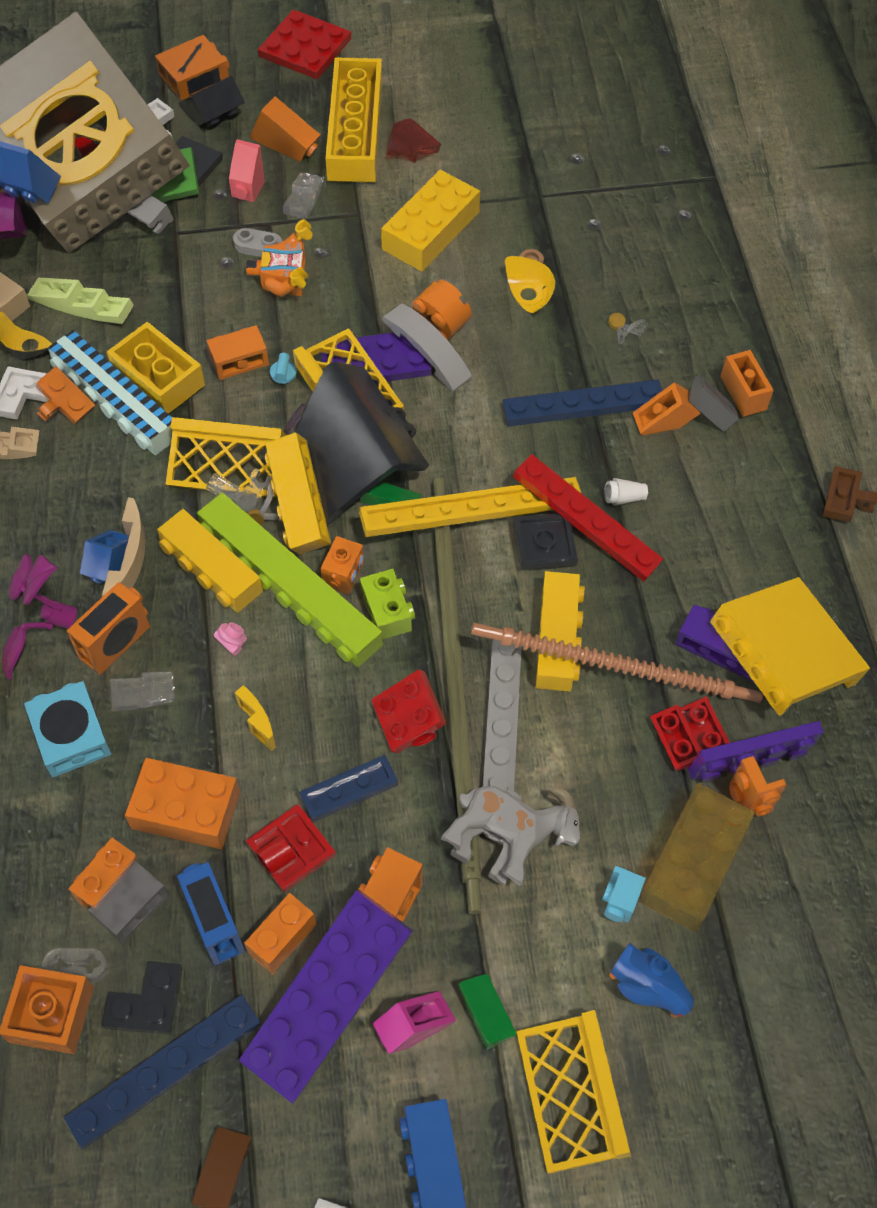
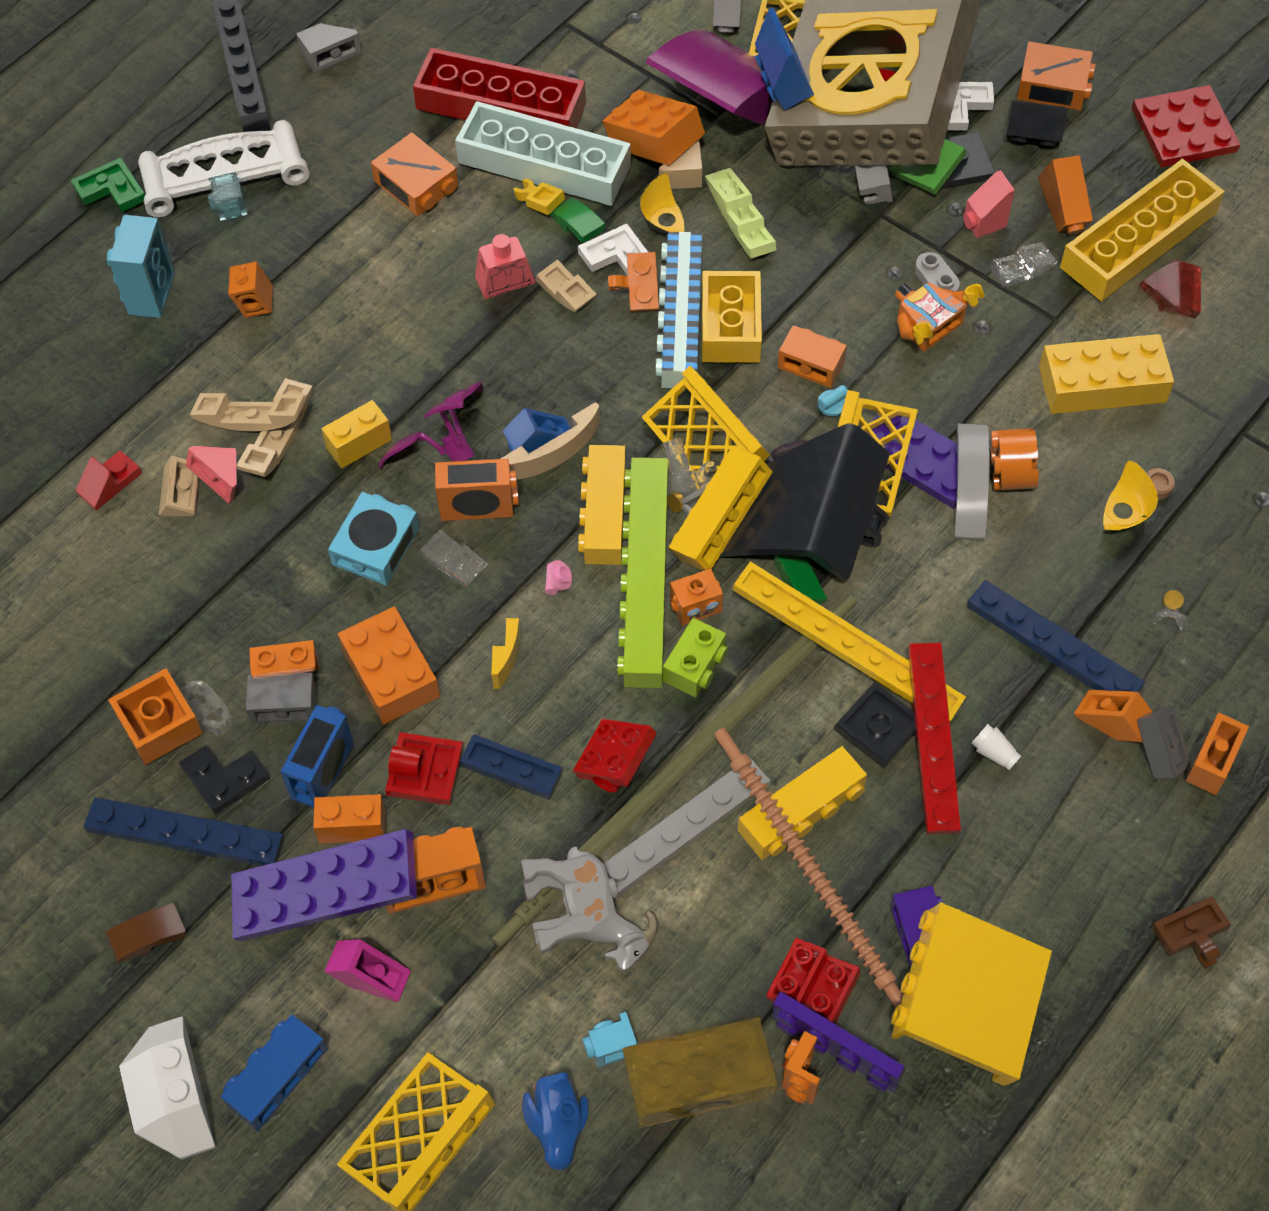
camera: 50 degrees right, 0 degrees up
(486, 1010) = (424, 1016): green slope -> none

